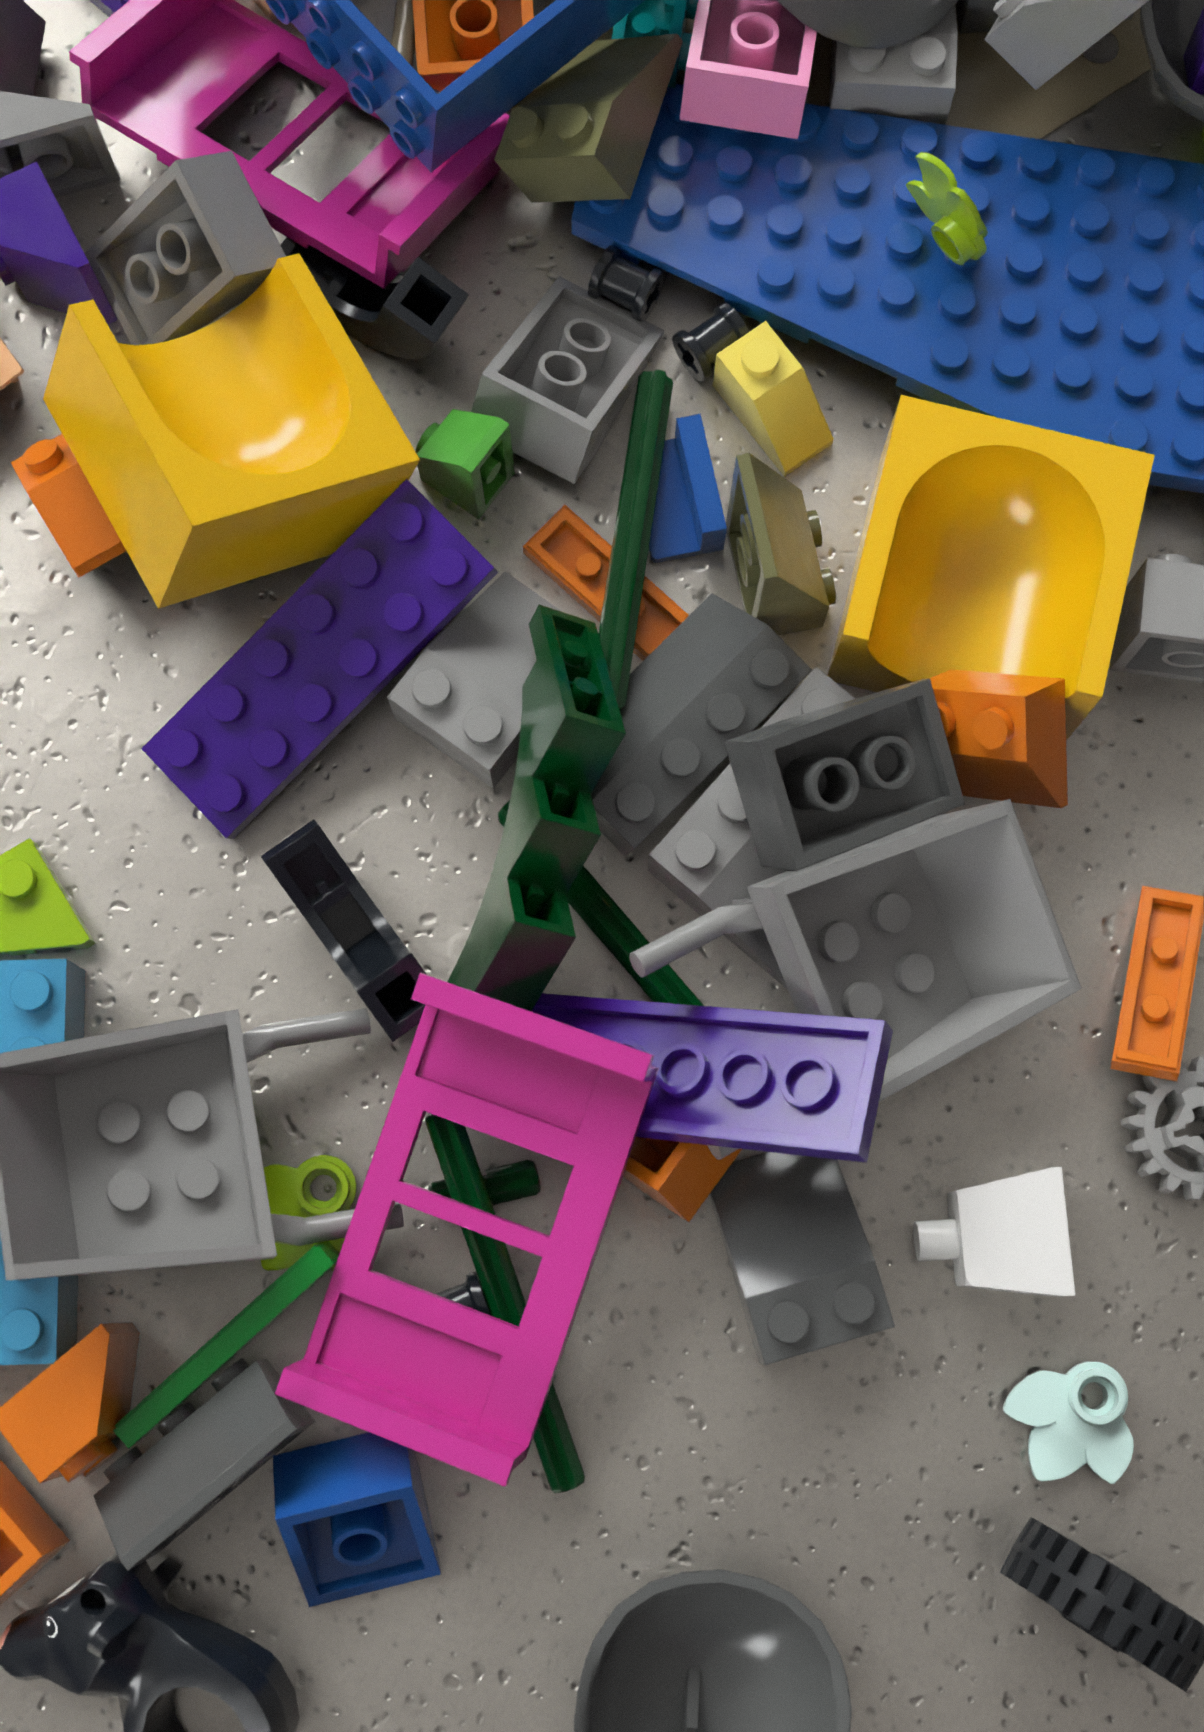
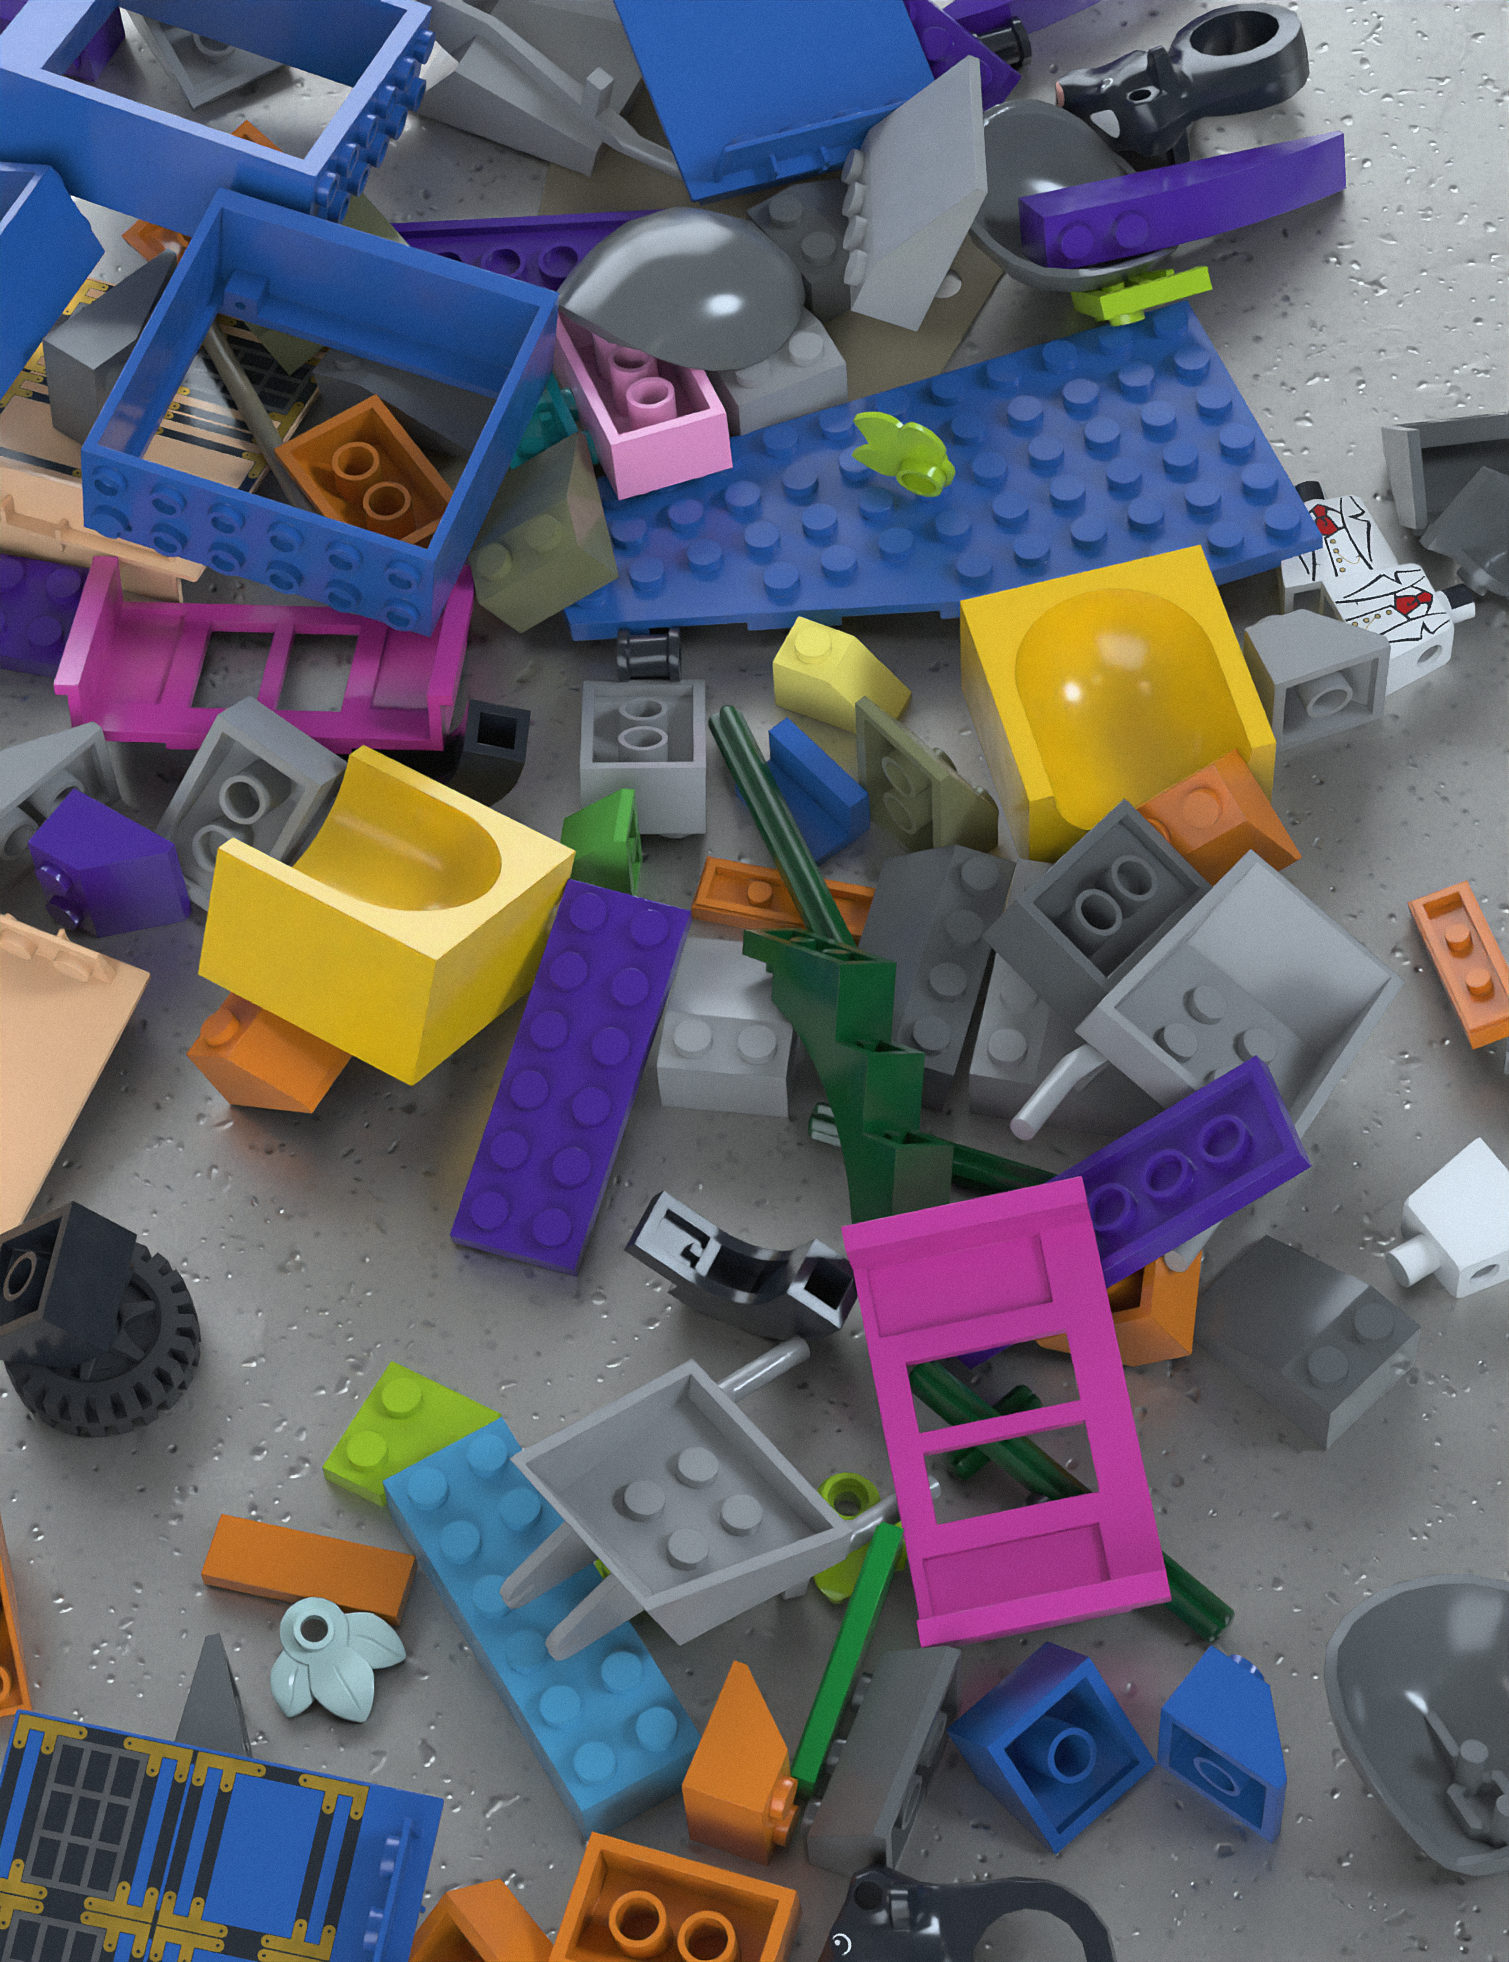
camera: 25 degrees left, 20 degrees down
(493, 1617) = (1225, 1740): none -> blue slope
(699, 347) = (752, 670): black bush -> none

